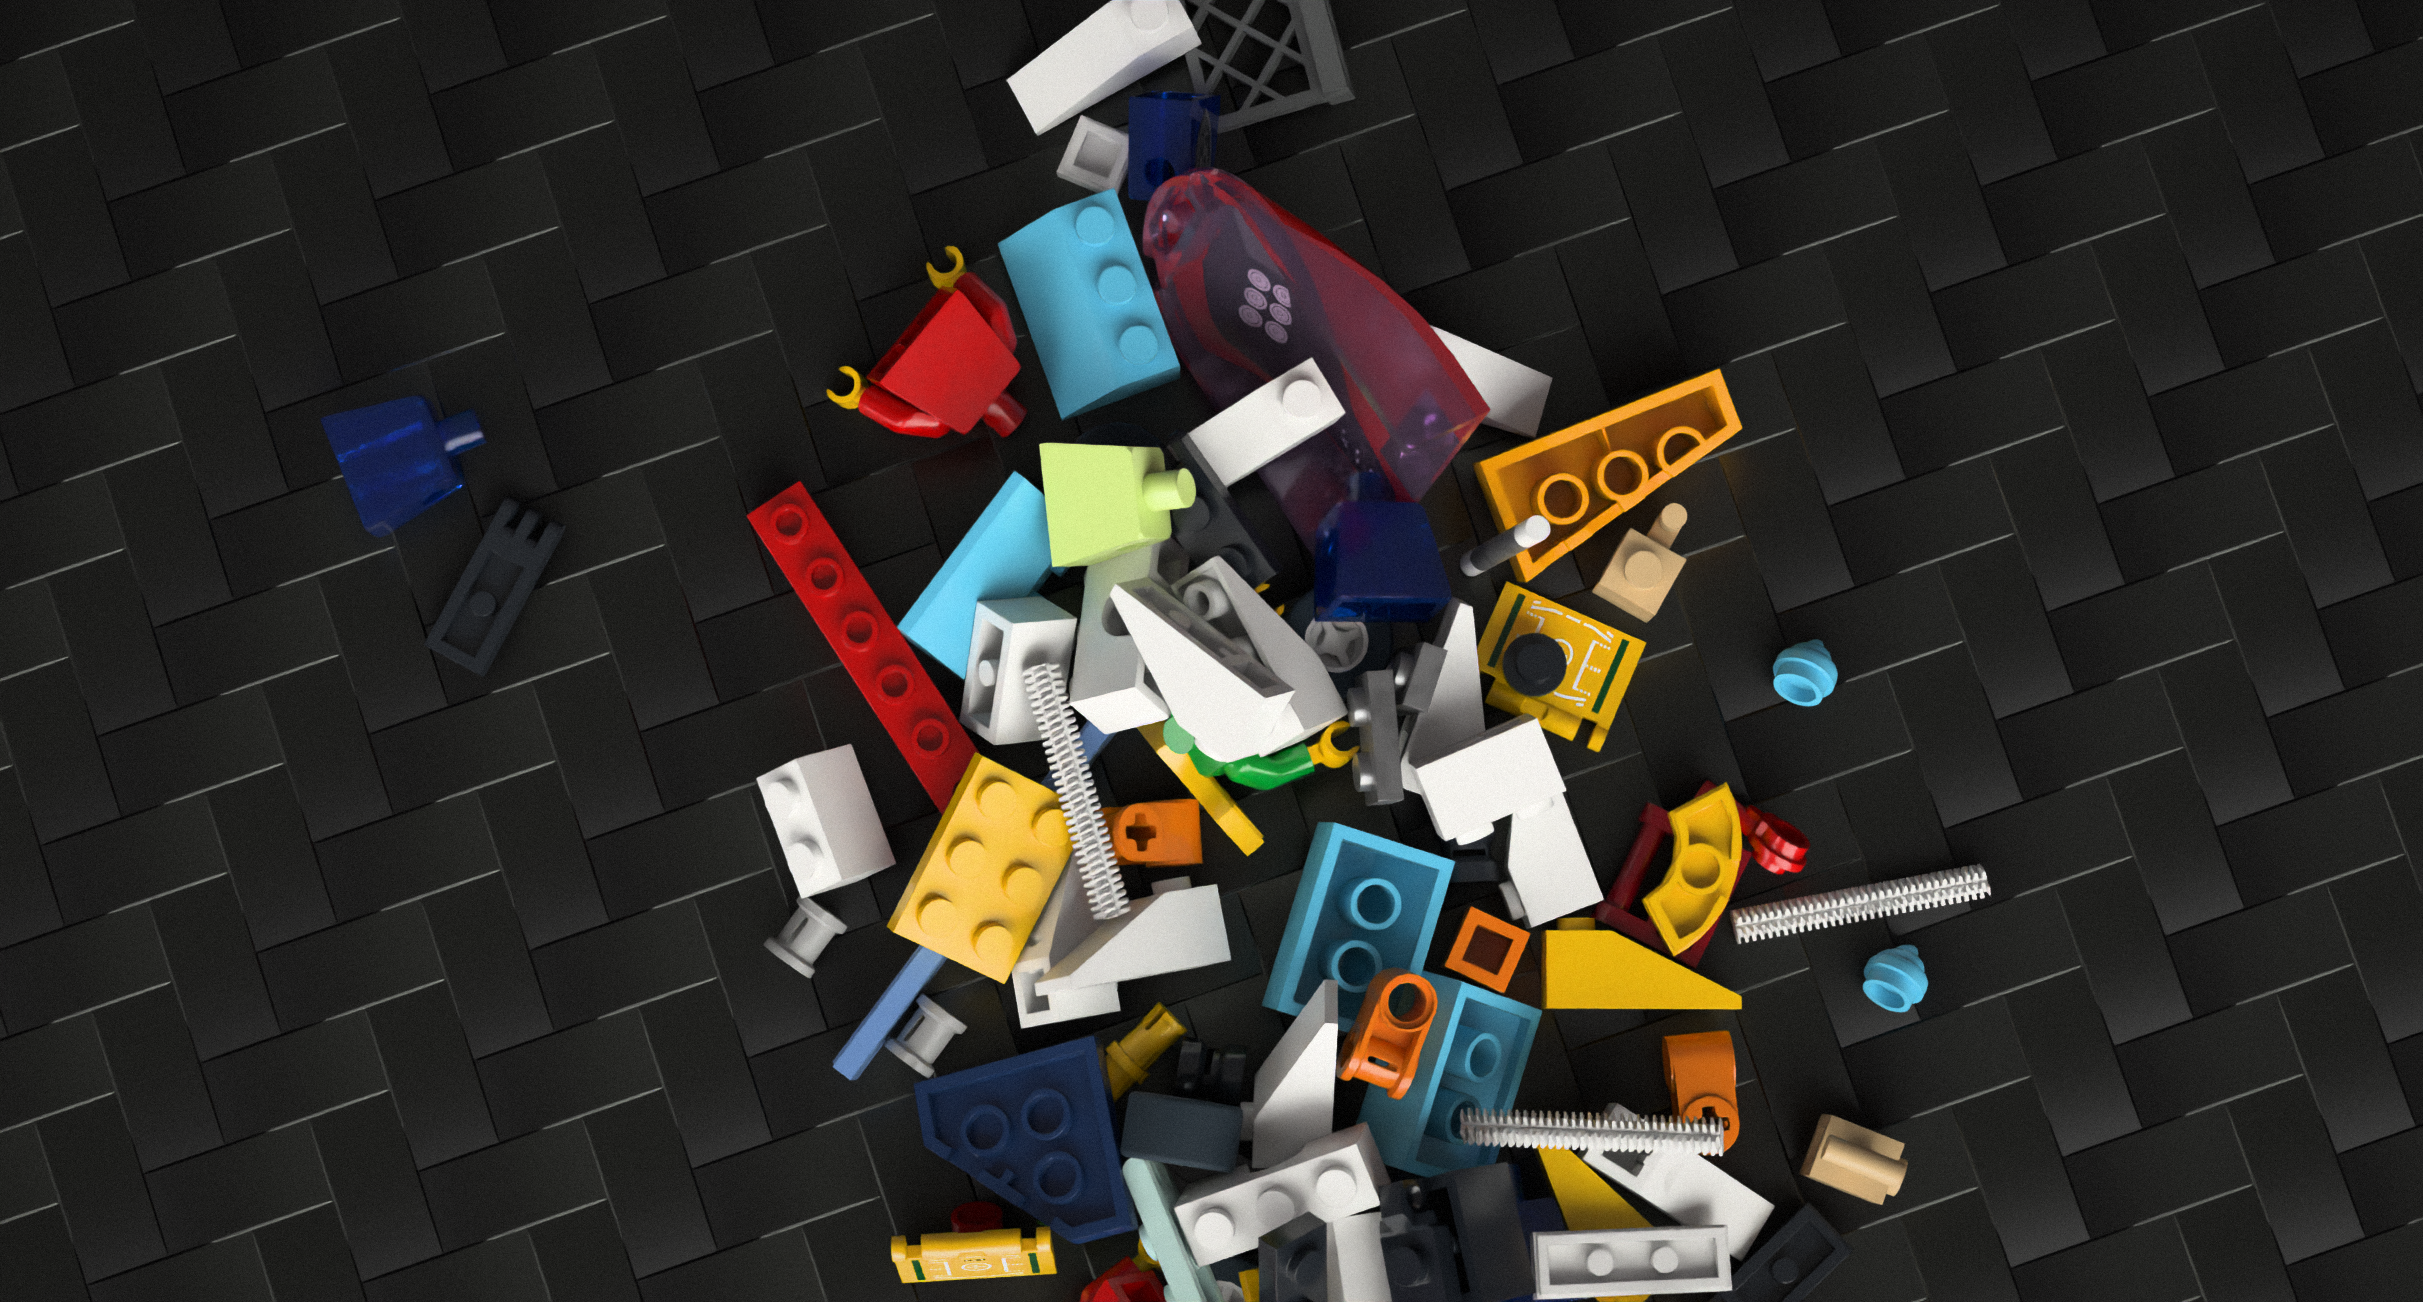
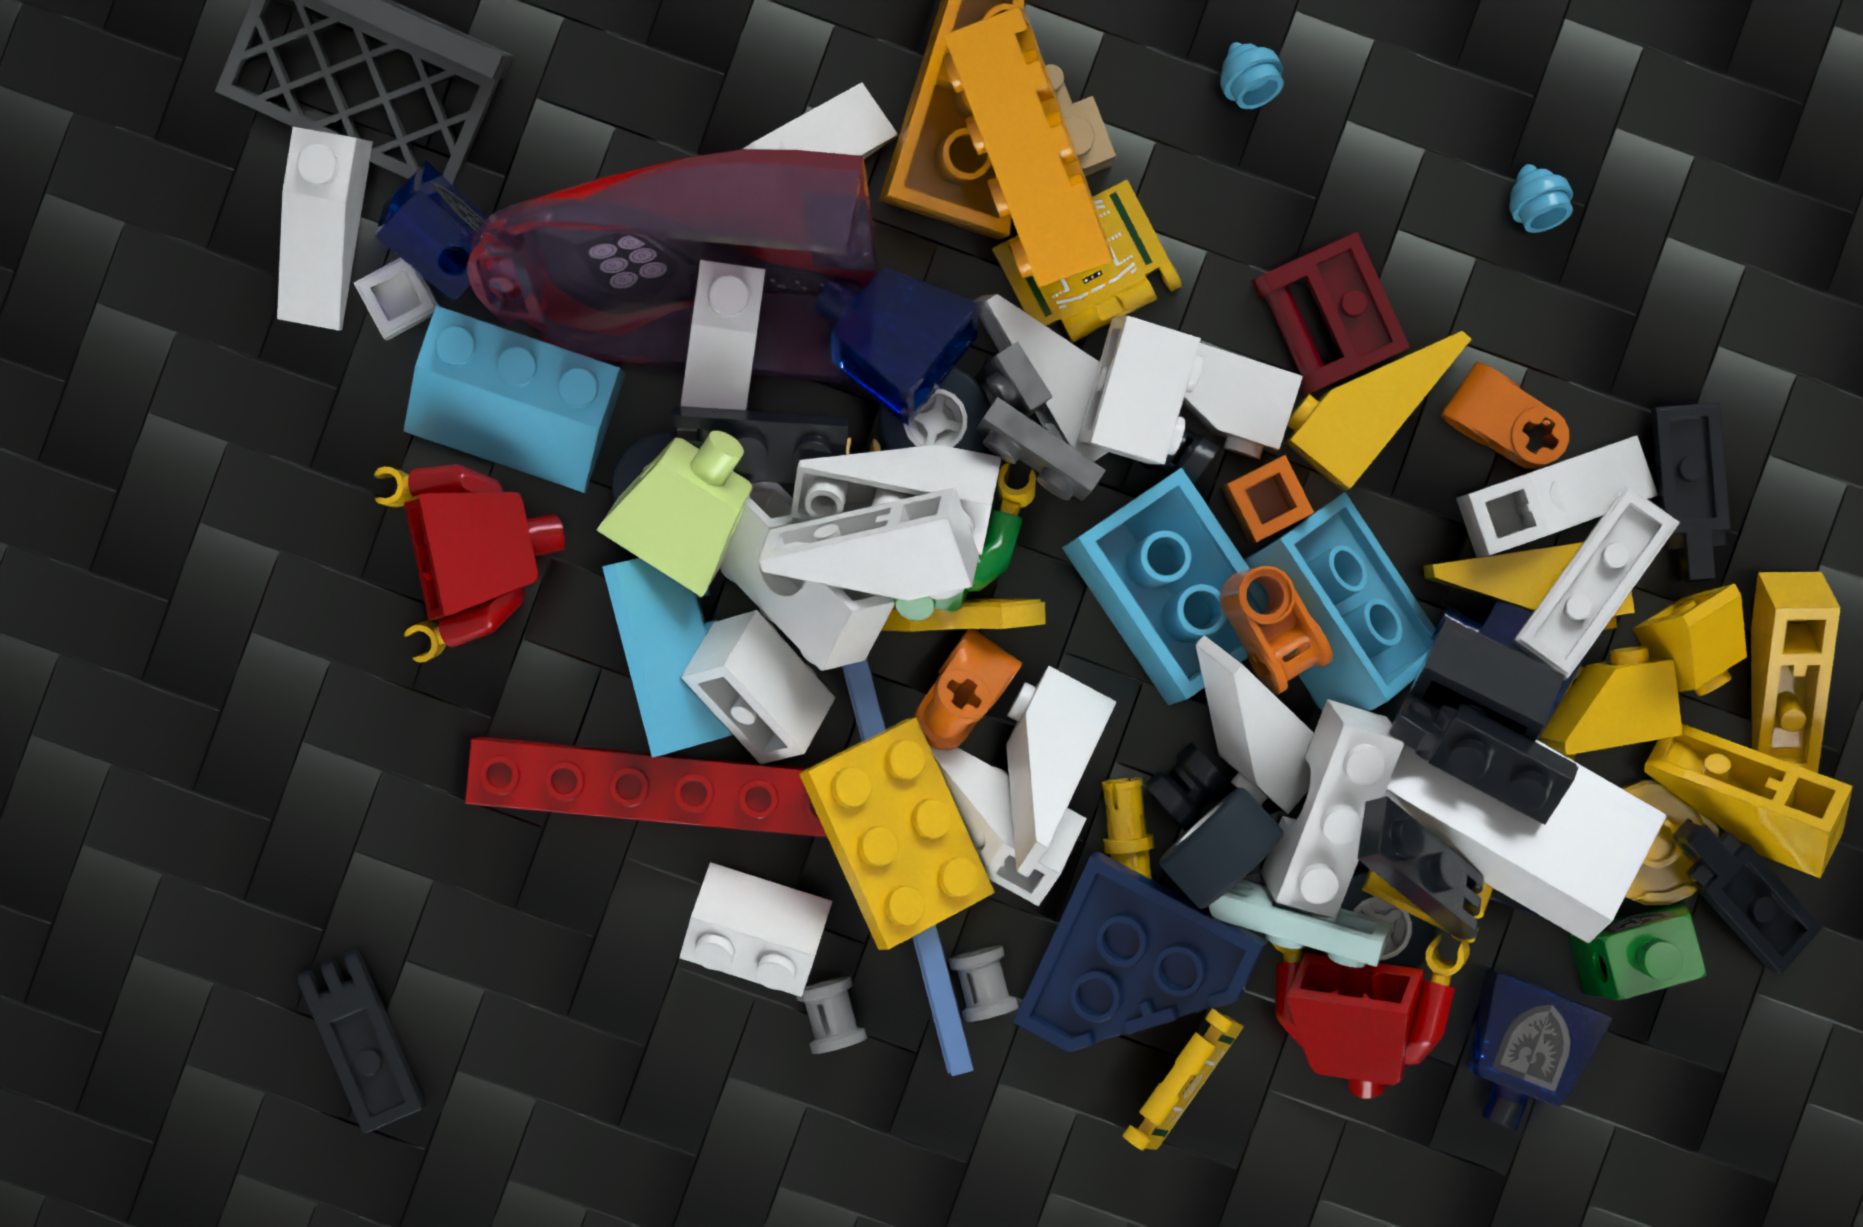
camera: 55 degrees left, 5 degrees up
(400, 458) = (198, 1036): clear blue torso -> none
(976, 1217) = (1151, 1052): red hinge -> none
(1076, 791) = (890, 716): white axle -> none
(1505, 545) = (969, 228): bar -> none
(1534, 665) = (1080, 291): black plate -> none
(1592, 1133) = (1477, 532): white axle -> none
(1605, 536) = (1028, 147): none -> light orange wedge
(1701, 869) = (1339, 281): yellow tile -> none
(1775, 841) = (1362, 205): red plate -> none
(1854, 1160) = (1652, 346): tan brick -> none
(1859, 901) = (1459, 179): white axle -> none

